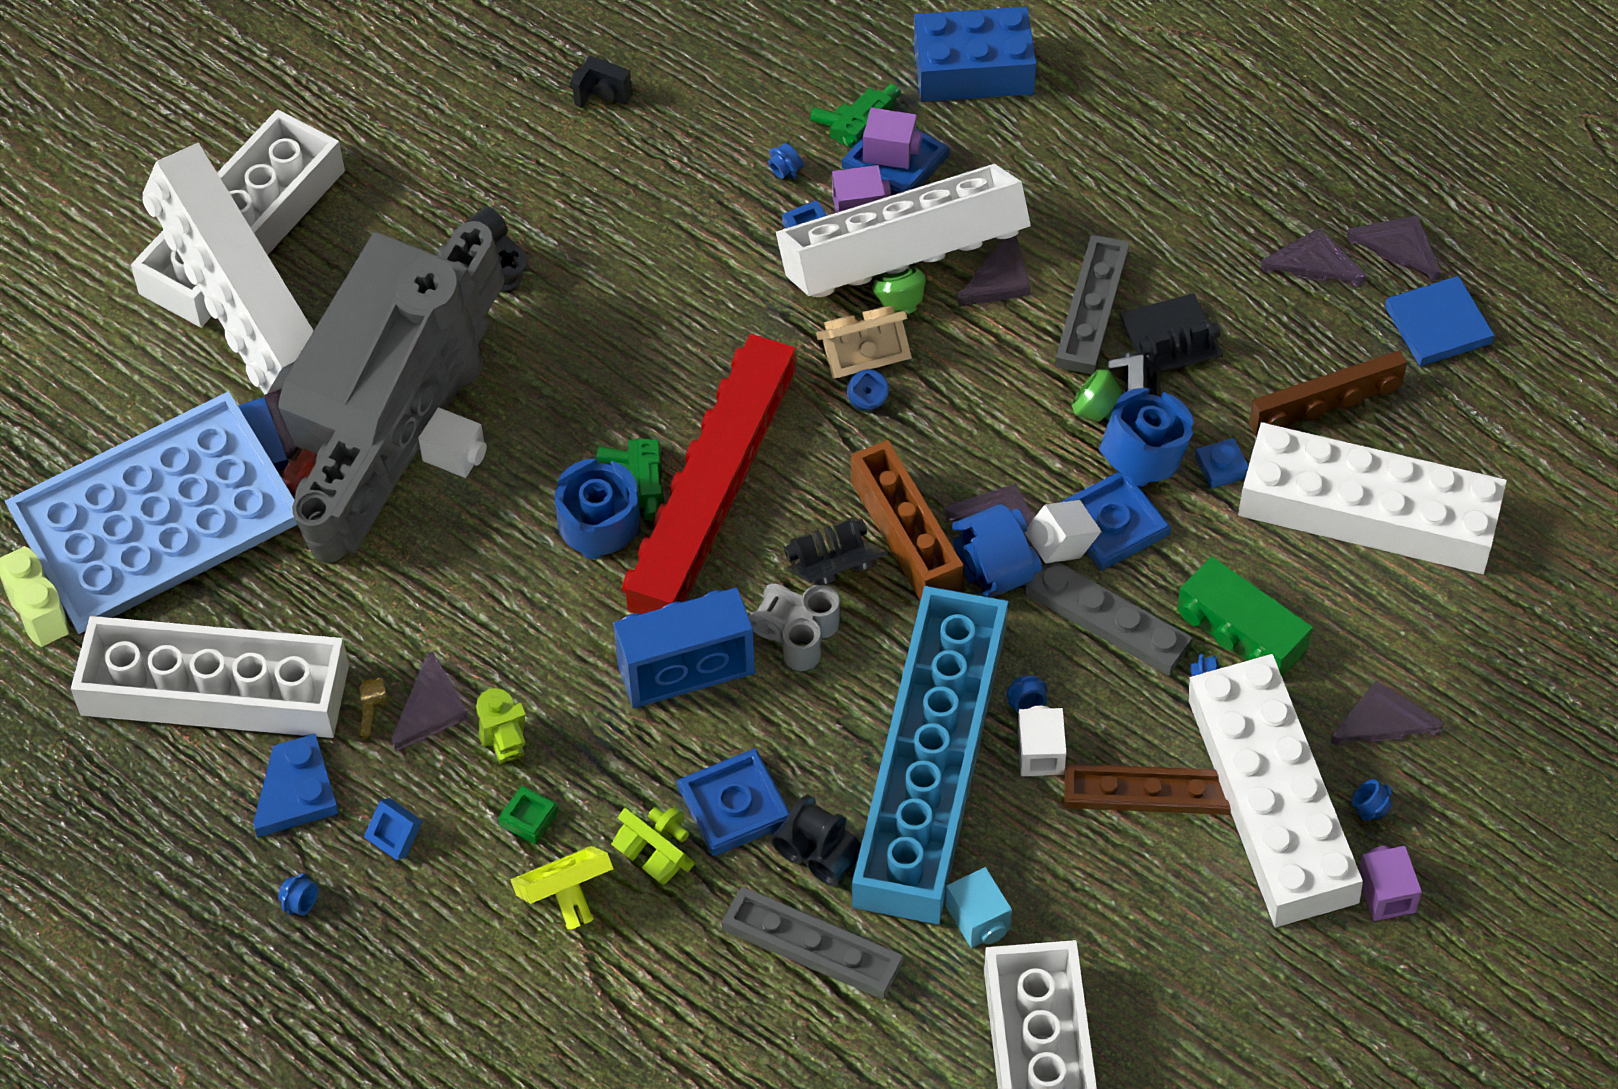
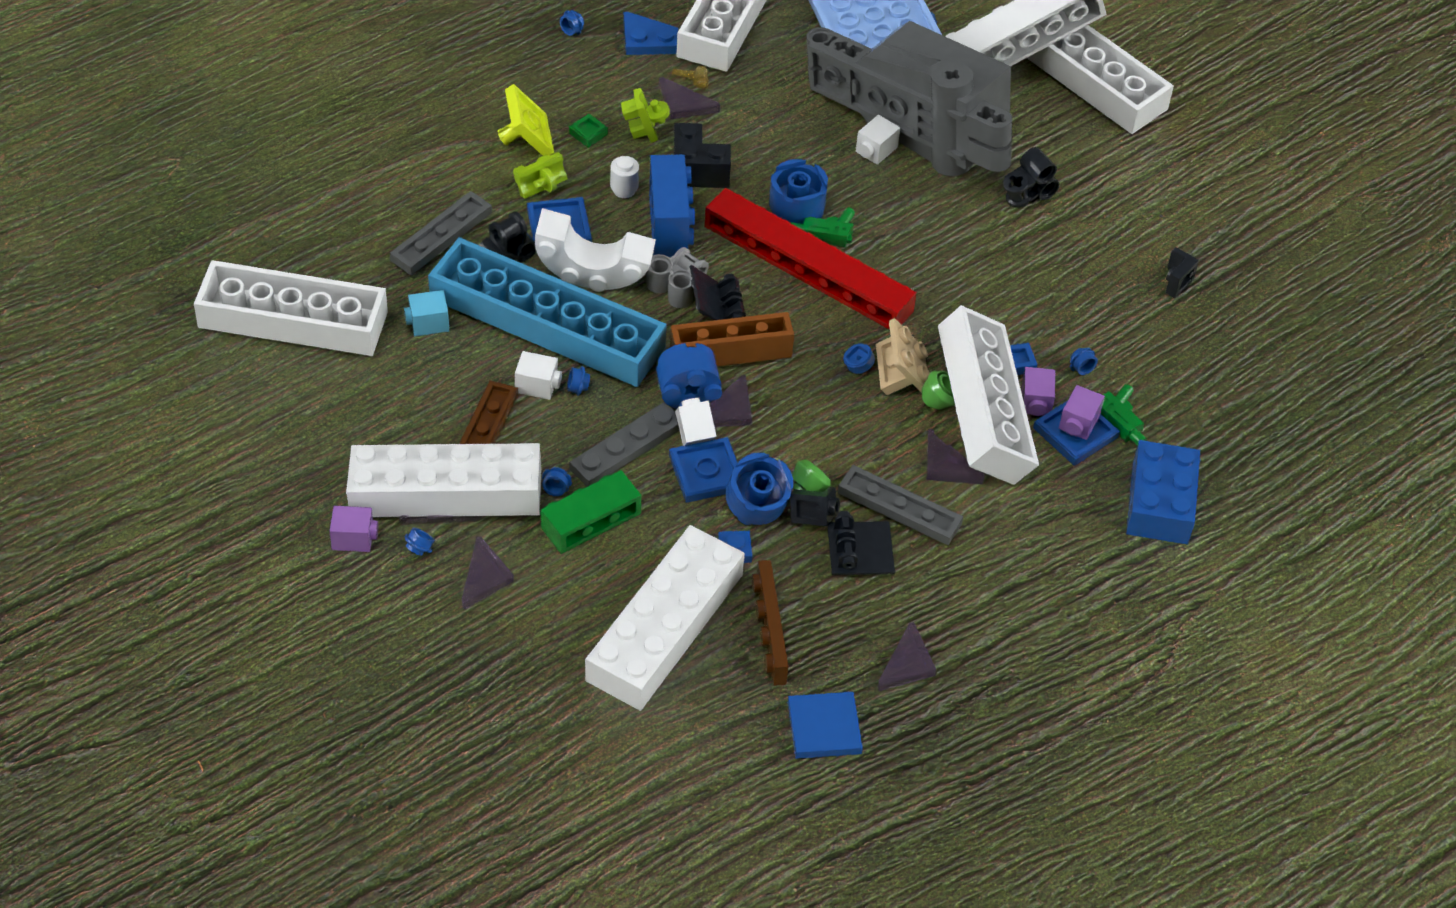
camera: 100 degrees right, 5 degrees down
(393, 828) = (599, 66): blue plate -> none
(564, 656) = (708, 162): none -> black brick
(630, 727) = (624, 176): none -> white brick
(810, 705) = (587, 262): none -> white brick
(1399, 242) = (908, 725): clear purple tile -> none

